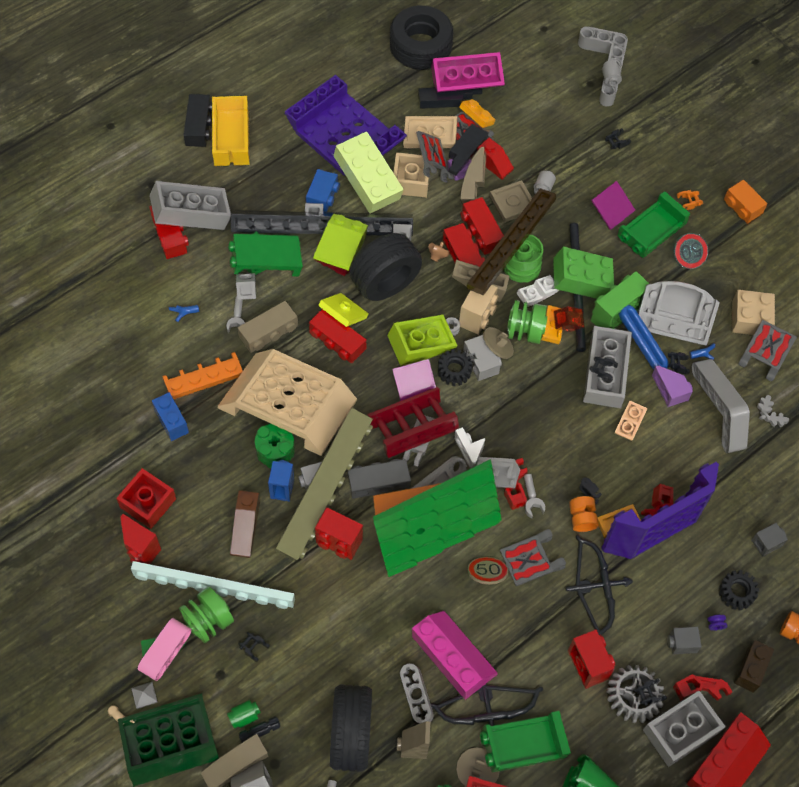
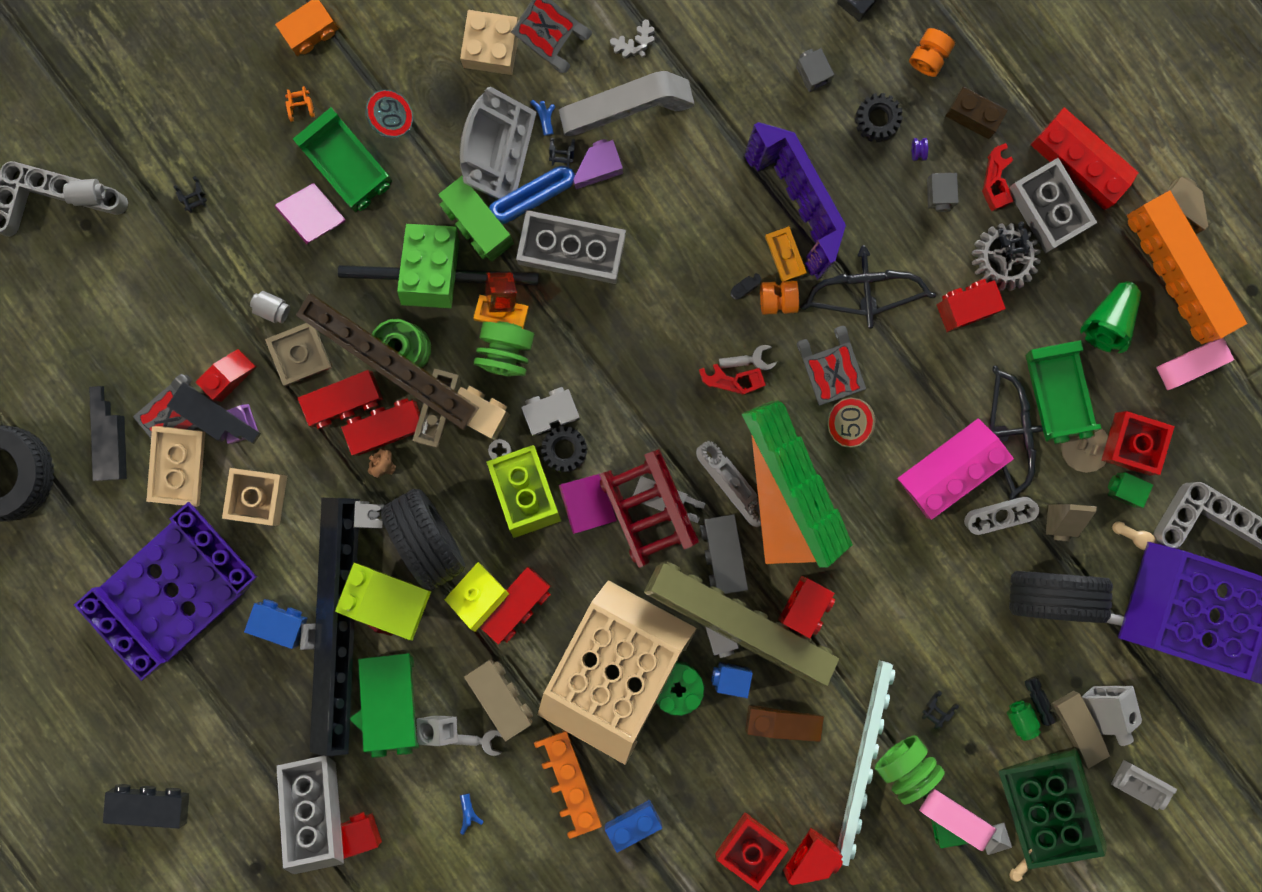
camera: 85 degrees left, 25 degrees up
(230, 130) = (169, 759): yellow piece -> none
(368, 172) = (260, 560): yellowish green brick -> none
(433, 156) = (228, 465): dark grey flag -> none
(467, 72) = (72, 406): dark pink slope -> none
(470, 450) = (690, 433): white slope -> none
(474, 176) = (264, 406): dark tan slope -> none
(477, 113) = (141, 395): light orange plate -> none
(498, 342) = (531, 390): dark tan piece -> none
(505, 471) = (723, 403): light grey hinge -> none
(538, 291) = (446, 331): white slope -> none
(606, 361) = (591, 258): black piece -> none
(630, 420) = (645, 225): light nougat slope -> none
(660, 493) = (772, 200): red piece -> none

